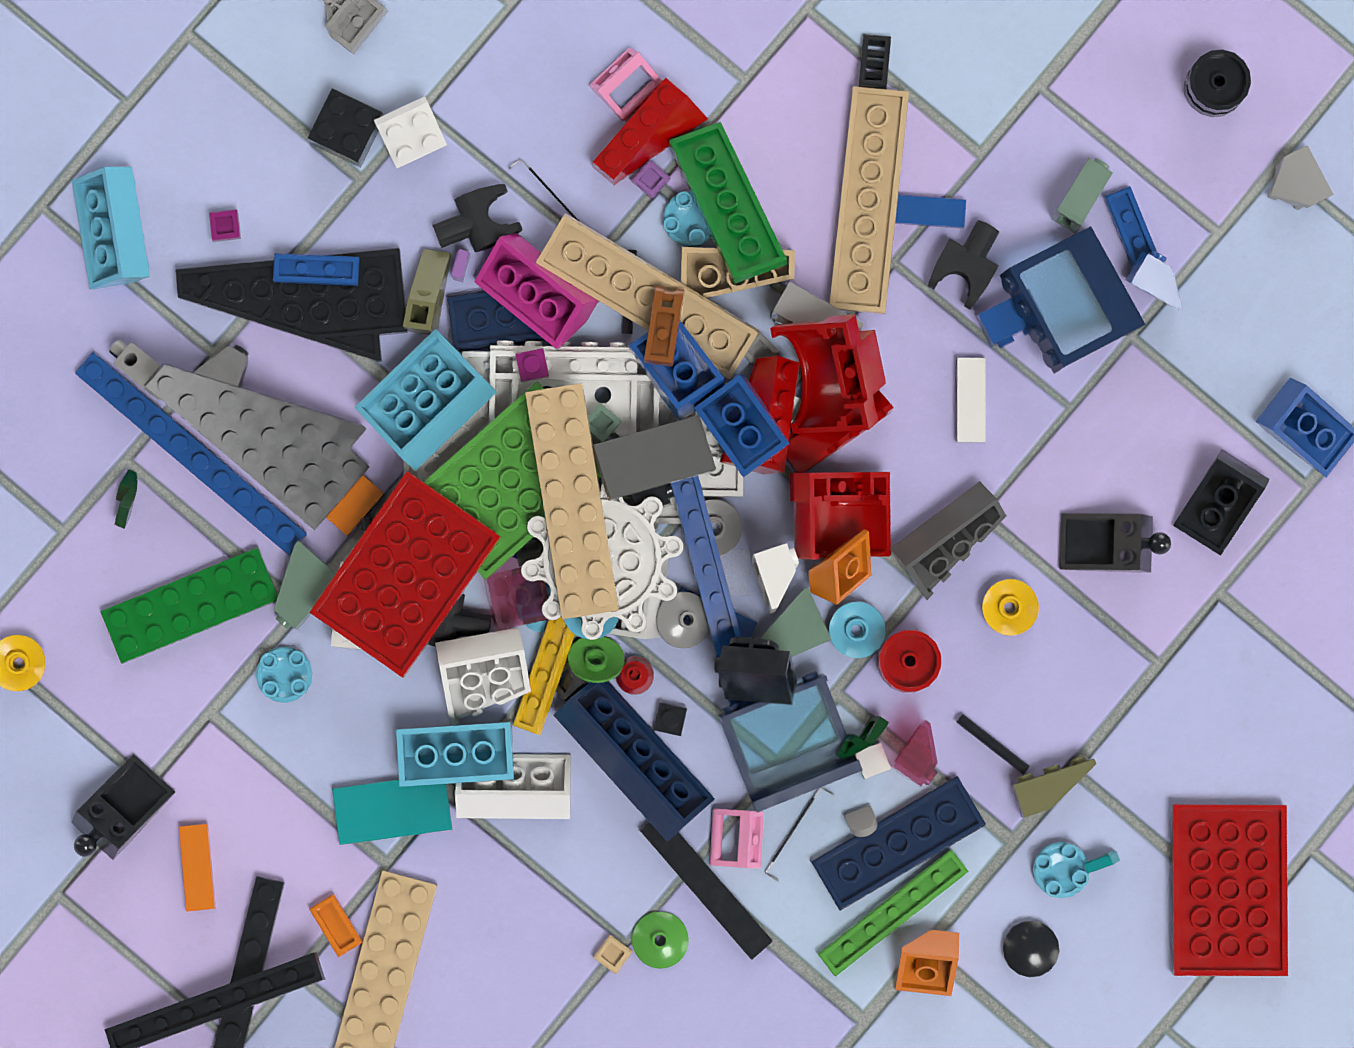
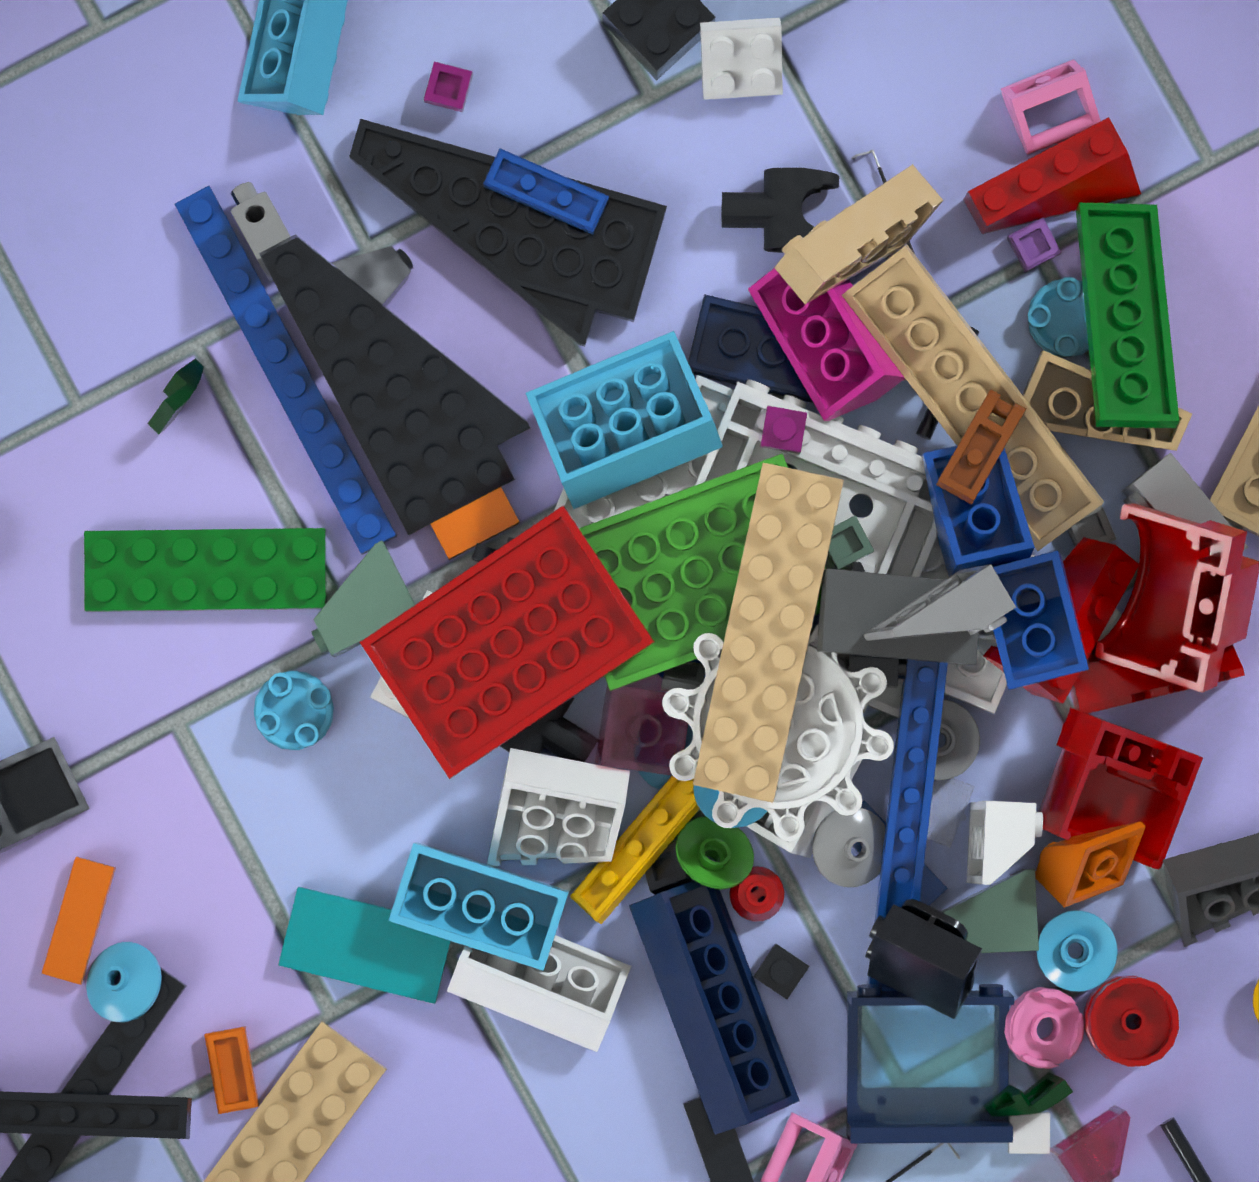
camera: 20 degrees right, 0 degrees up
(252, 897) = (136, 989): none -> medium azure dish
(427, 292) = (681, 279): olive slope -> none
(460, 265) = (738, 260): medium lavender tile -> none
(531, 219) = (858, 235): none -> tan wedge
(692, 431) = (963, 602): none -> light grey slope
(840, 692) = (1023, 1021): none -> bright pink tile

